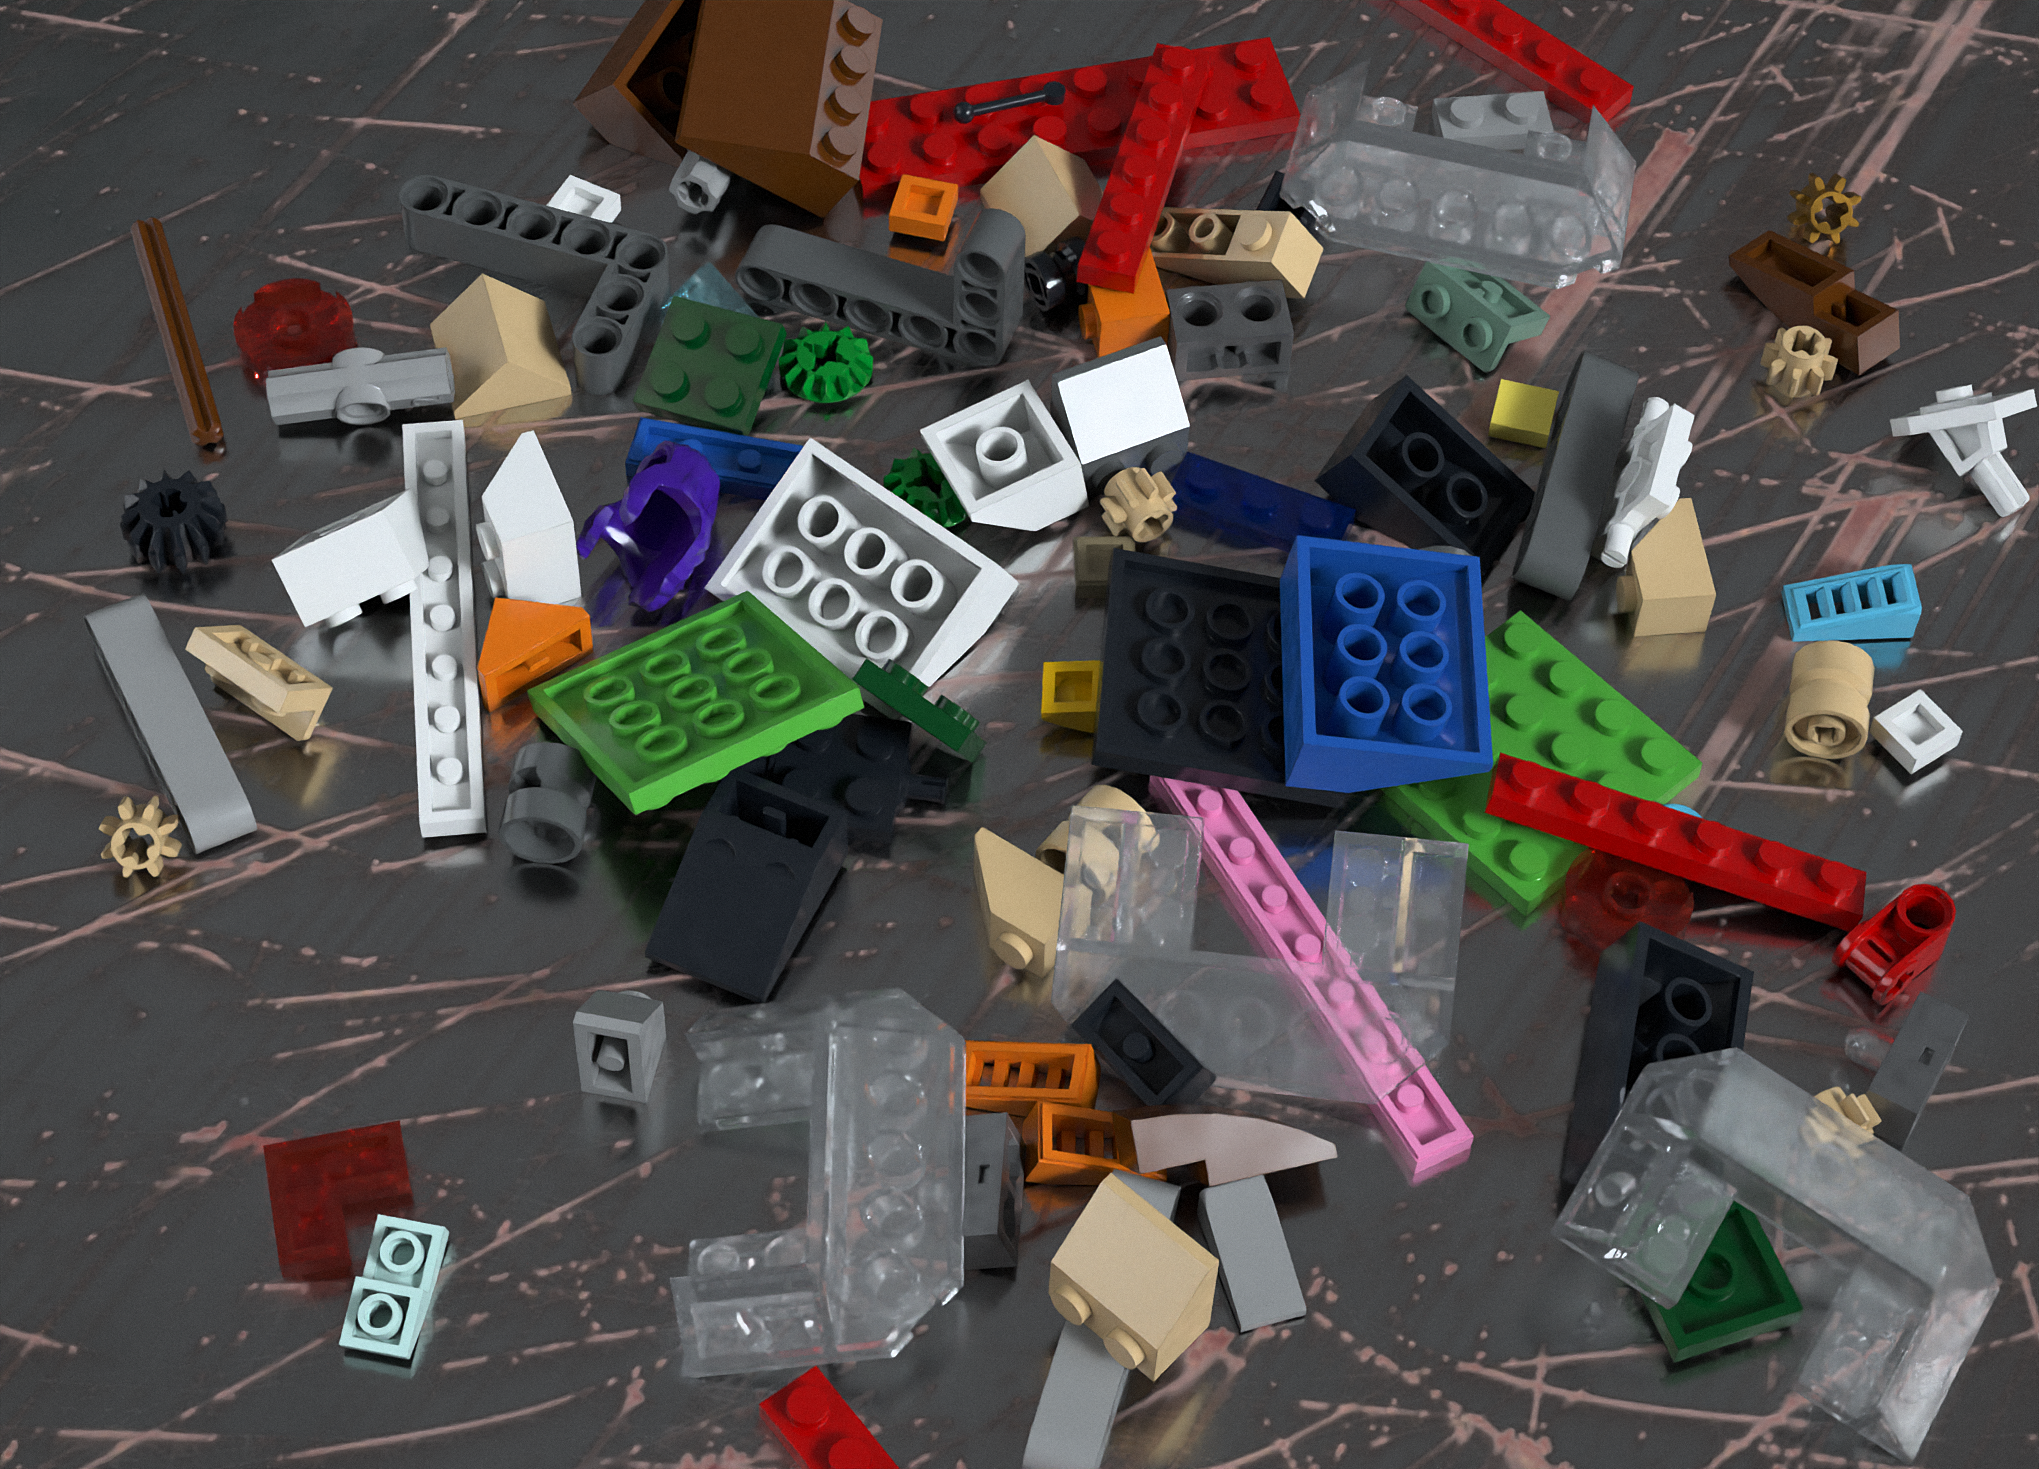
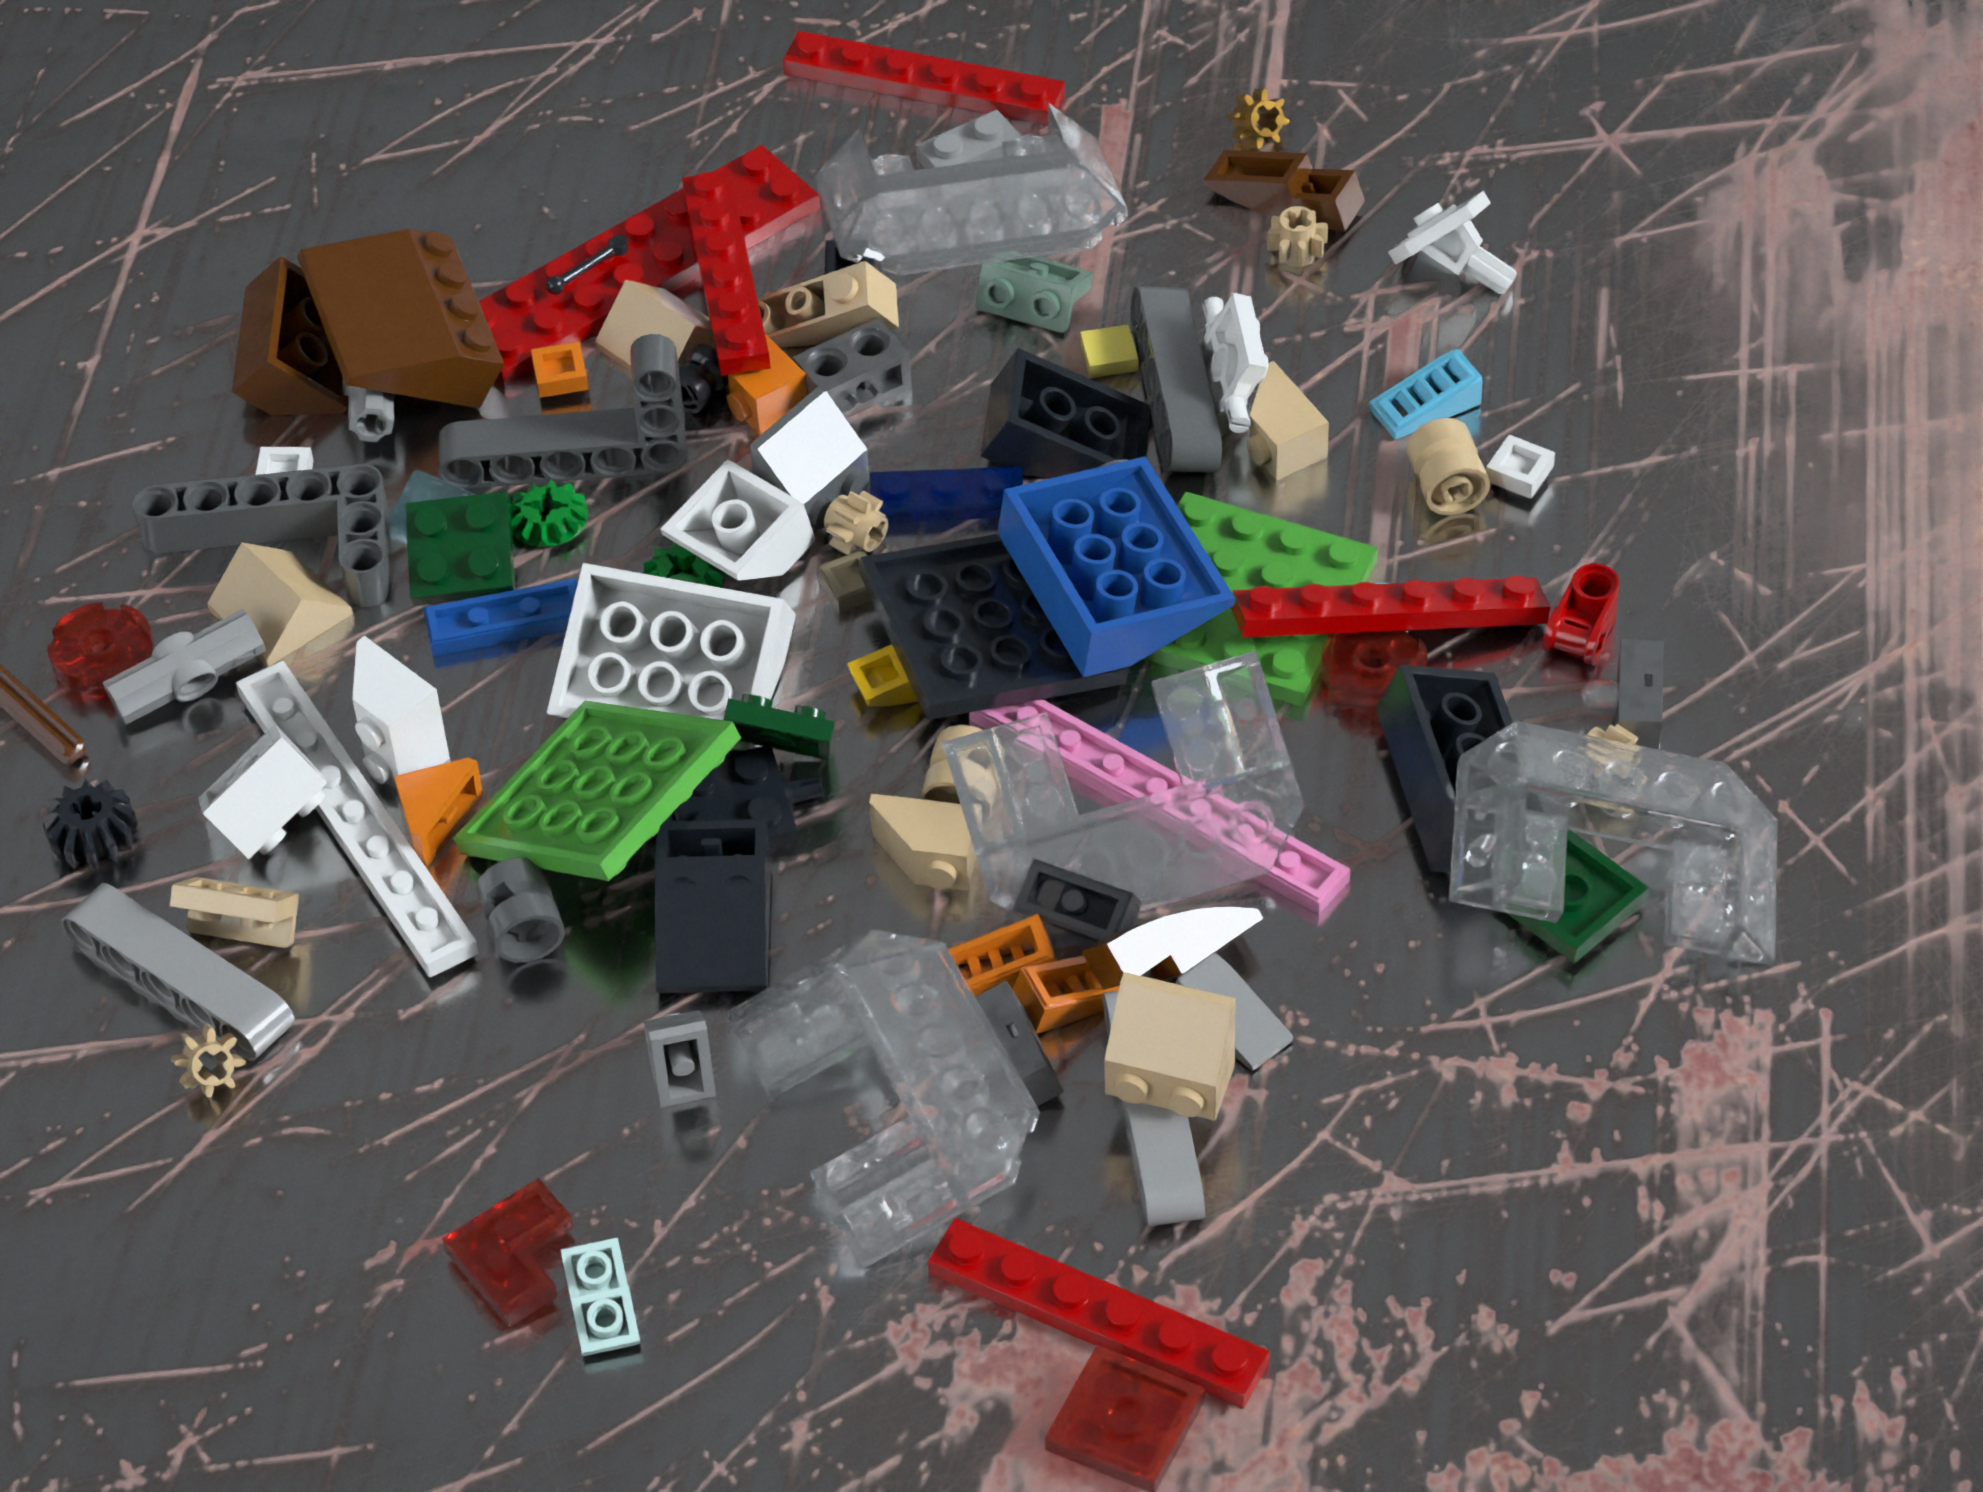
camera: 20 degrees left, 5 degrees down
(659, 523) = (491, 676): dark purple hair -> none

